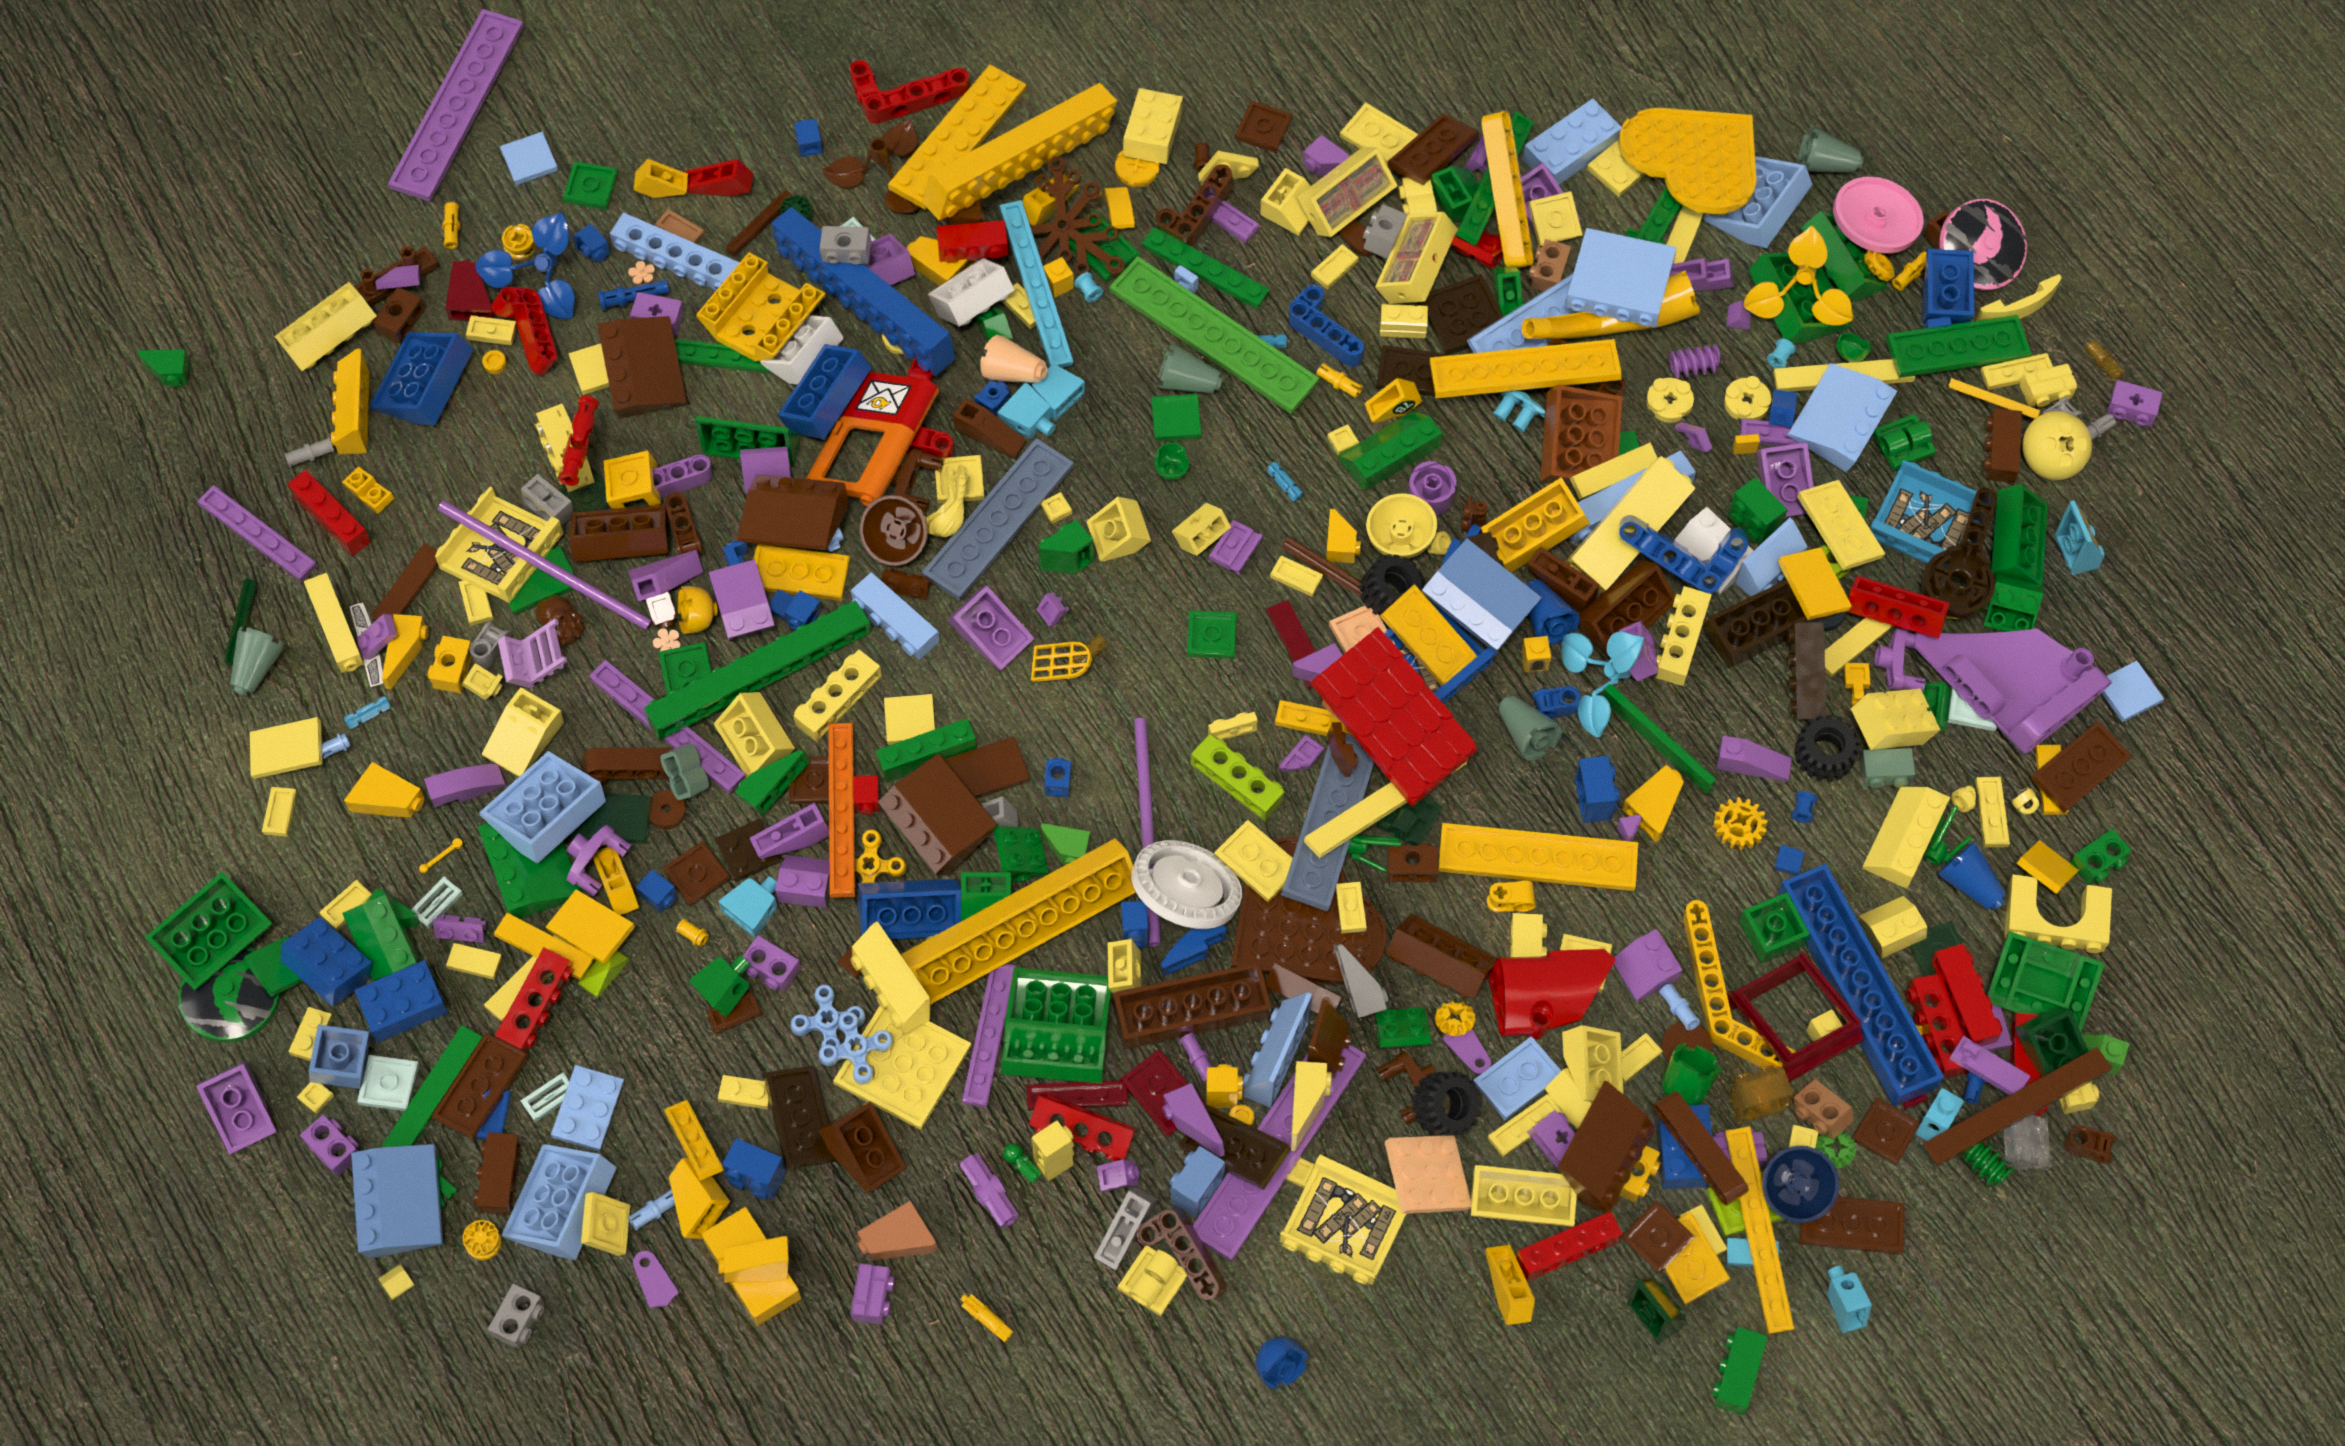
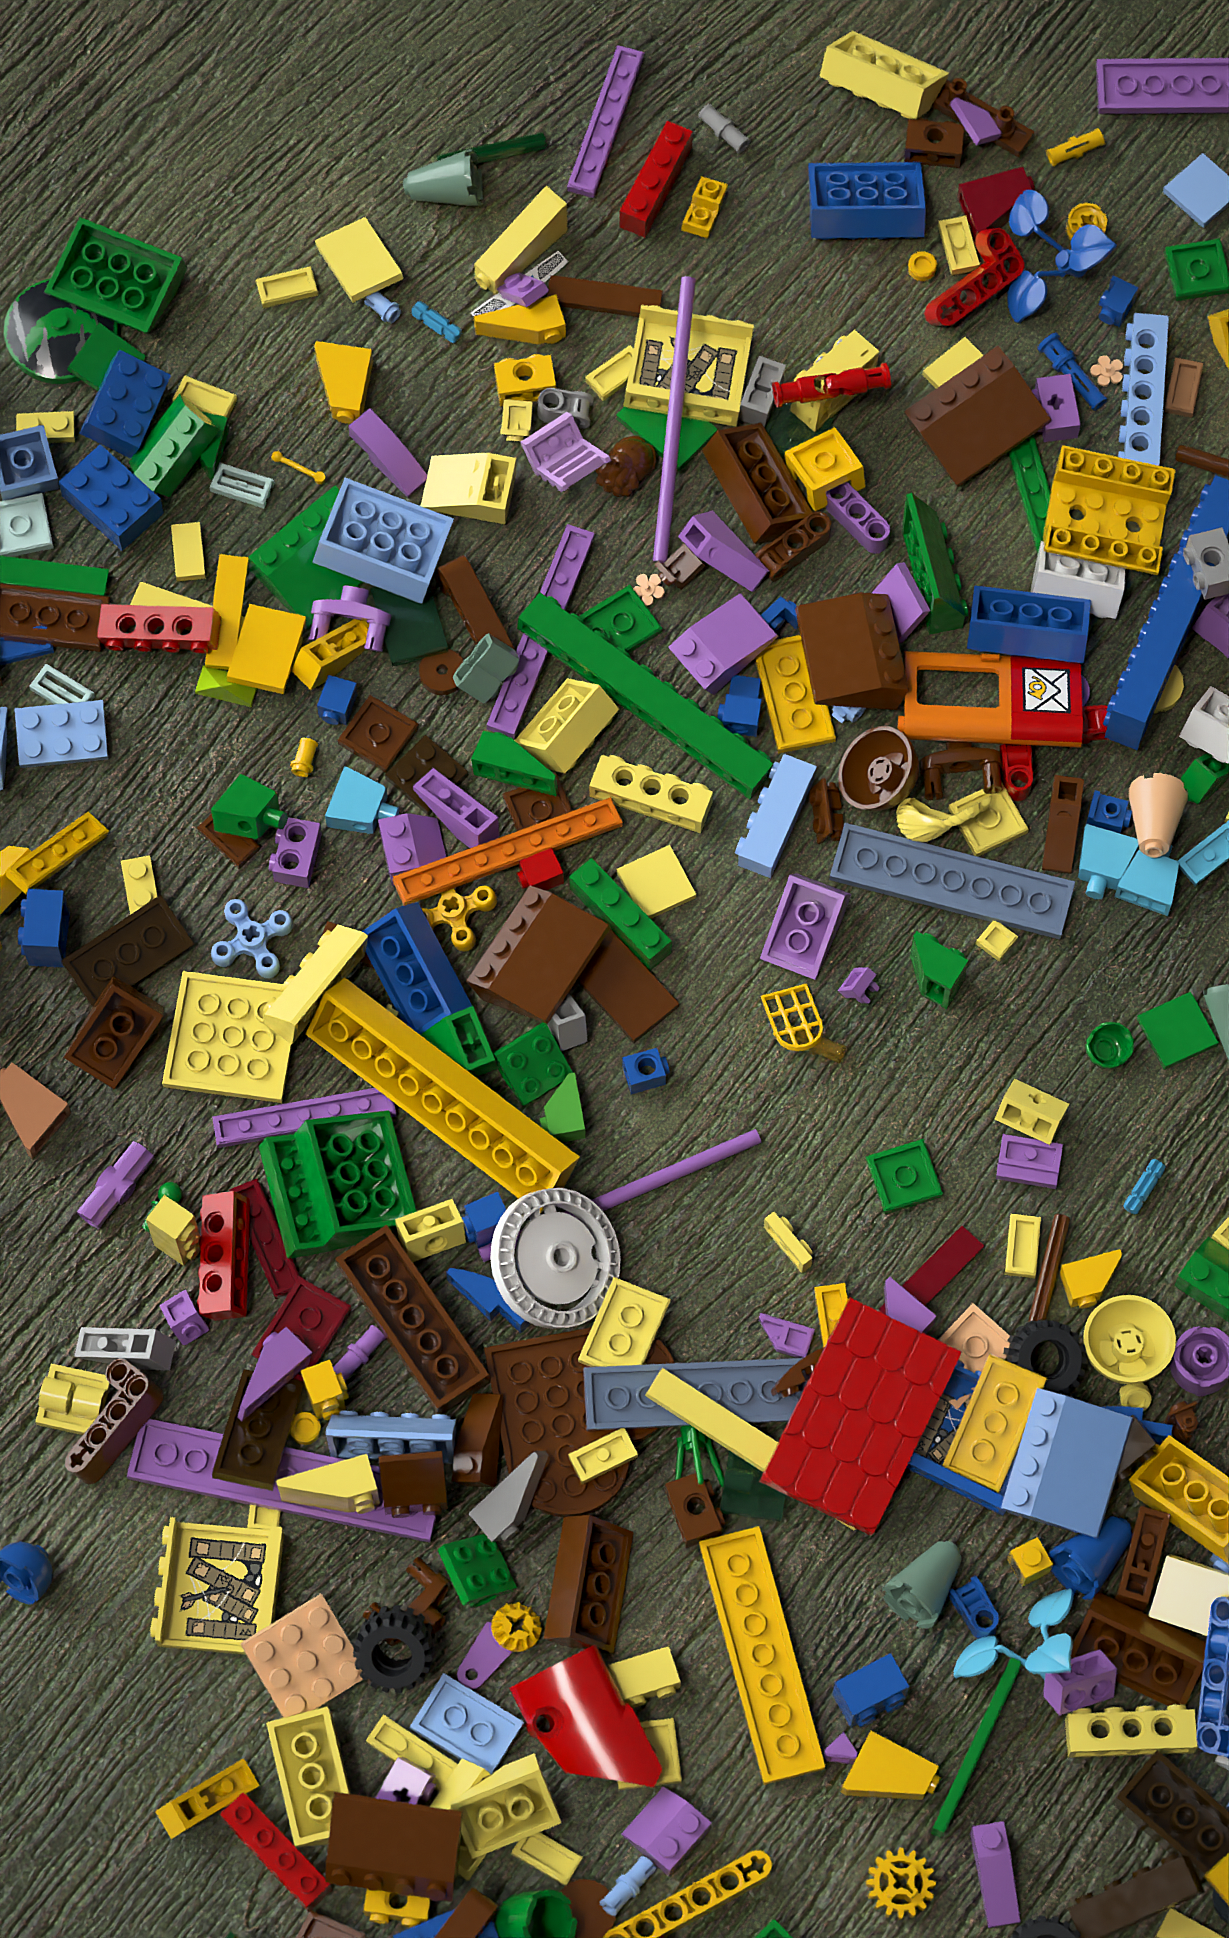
camera: 70 degrees right, 5 degrees up
(351, 404) = (798, 145): yellow slope -> none
(453, 929) = (216, 509): medium lavender hinge -> none
(695, 609) = (693, 600): yellow cylinder -> none
(858, 1057) = (215, 969): light blue gear -> none
(1118, 529) = (994, 1020): light yellow slope -> none
(1197, 1181) = (198, 1401): medium blue brick -> none
(1262, 803) = (735, 1225): lime brick -> none
(1513, 897) = (699, 1645): yellow piece -> none

